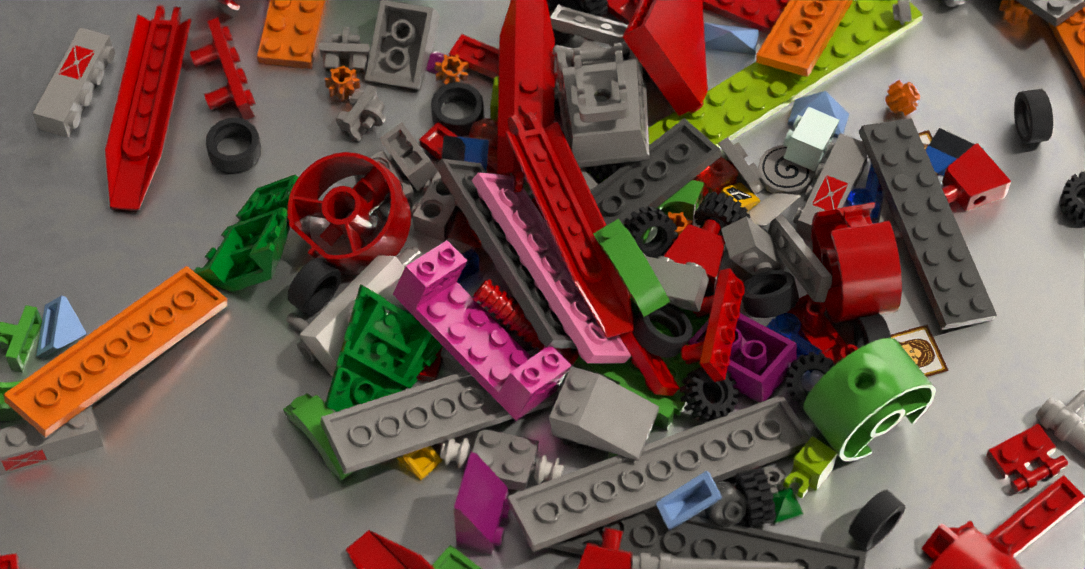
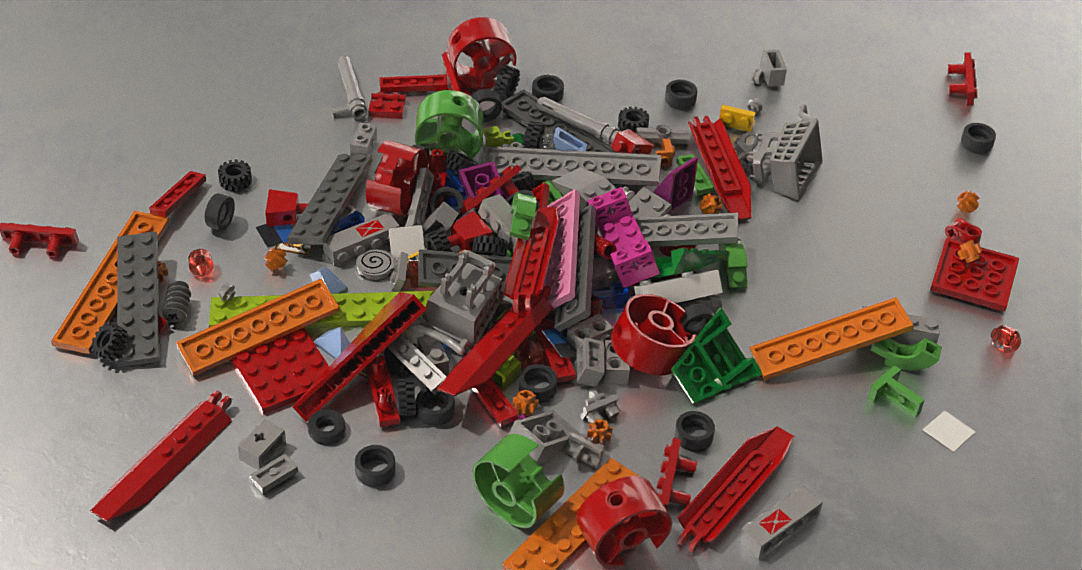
camera: 150 degrees left, 15 degrees down
(58, 327) = (860, 383): light blue slope -> none
(413, 525) = (711, 204): none -> orange gear
(810, 138) = (350, 260): light aqua brick -> none
(981, 348) = (364, 139): none -> light grey brick
(982, 47) = (200, 262): none -> clear red head

